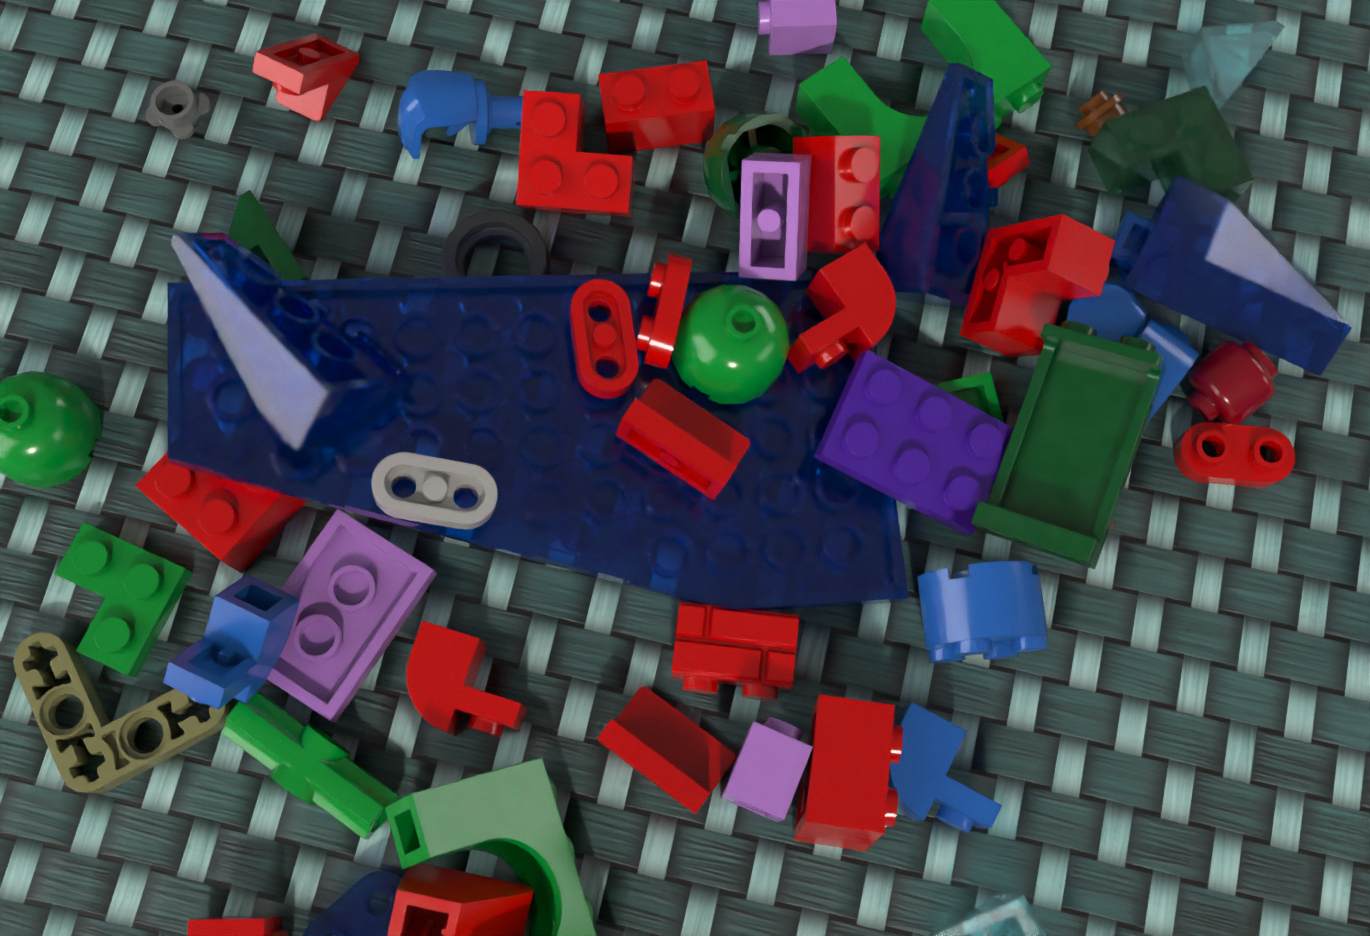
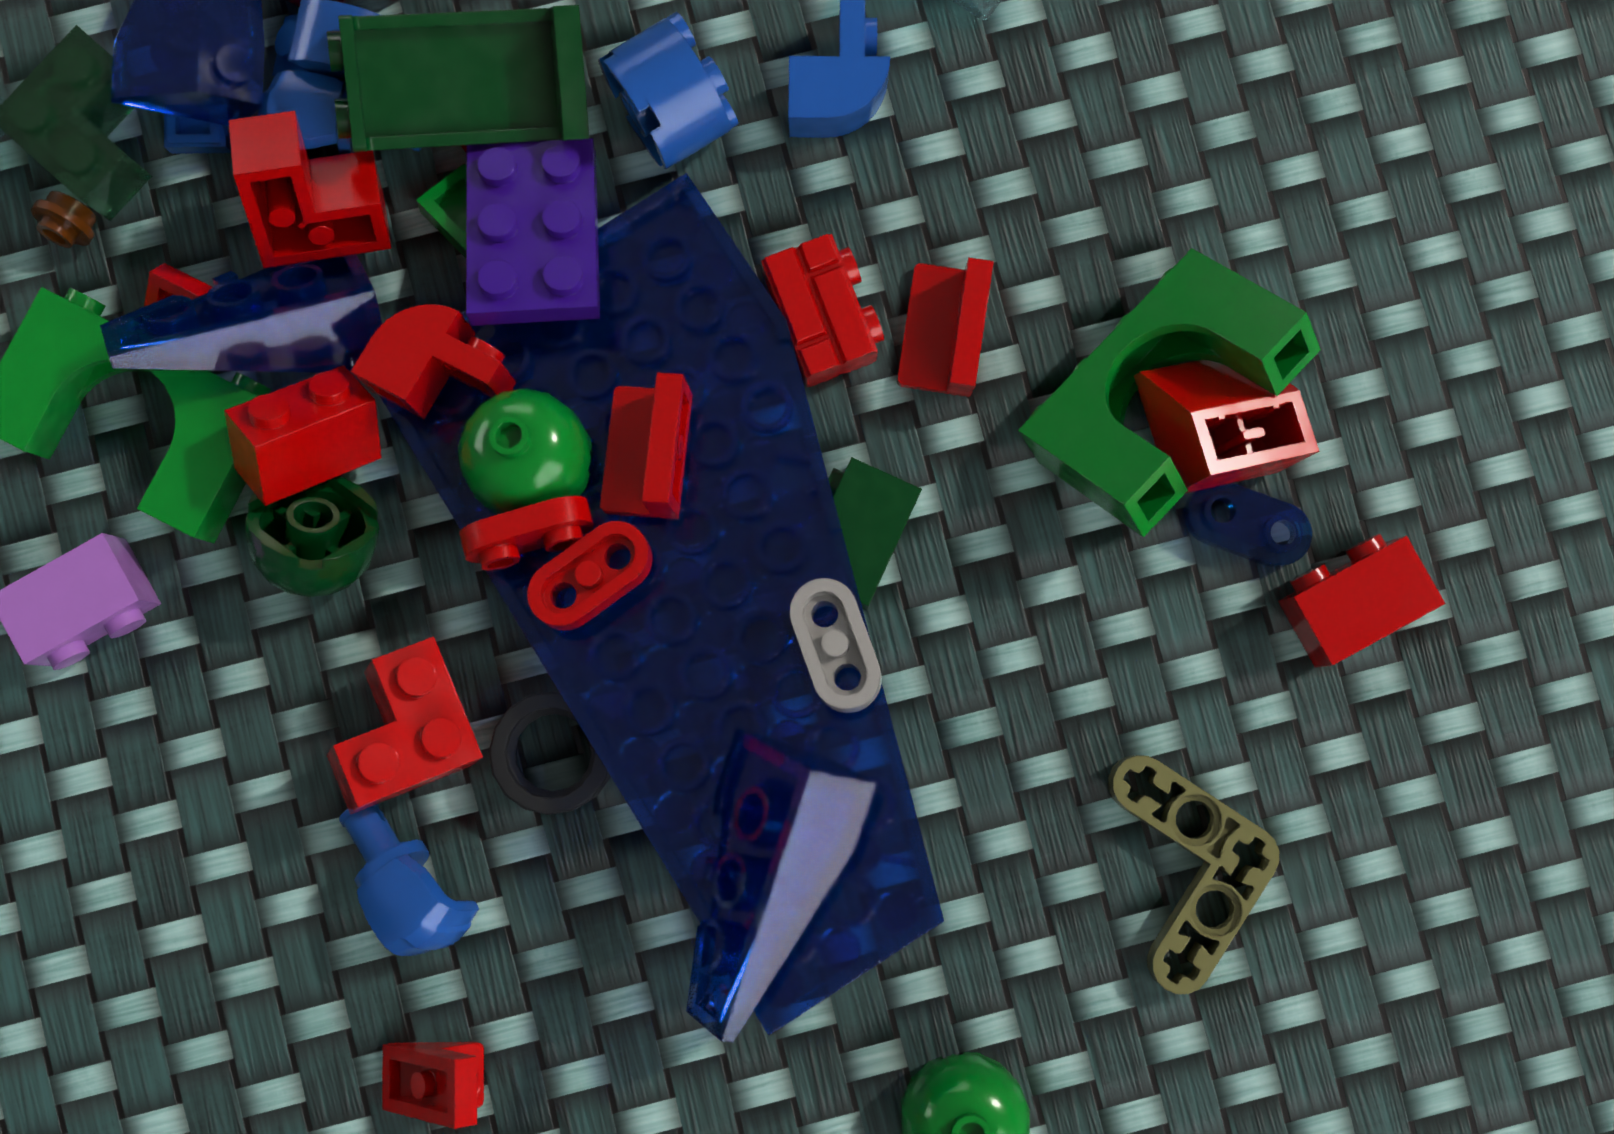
camera: 115 degrees left, 10 degrees up
(137, 593) = (1063, 920): green plate -> none
(221, 514) = (963, 871): red brick -> none
(239, 644) = (1074, 767): blue brick -> none
(258, 235) = (655, 1013): dark green slope -> none
(310, 764) = (1136, 646): green piece -> none
(350, 607) = (989, 705): medium lavender plate -> none
(442, 683) = (1003, 562): red brick -> none
(539, 596) = (872, 518): none -> dark green slope
(657, 107) = (290, 679): red brick -> none
(768, 769) = (922, 216): medium lavender brick -> none
(774, 215) = (365, 476): medium lavender brick -> none
(846, 778) = (887, 139): red brick -> none

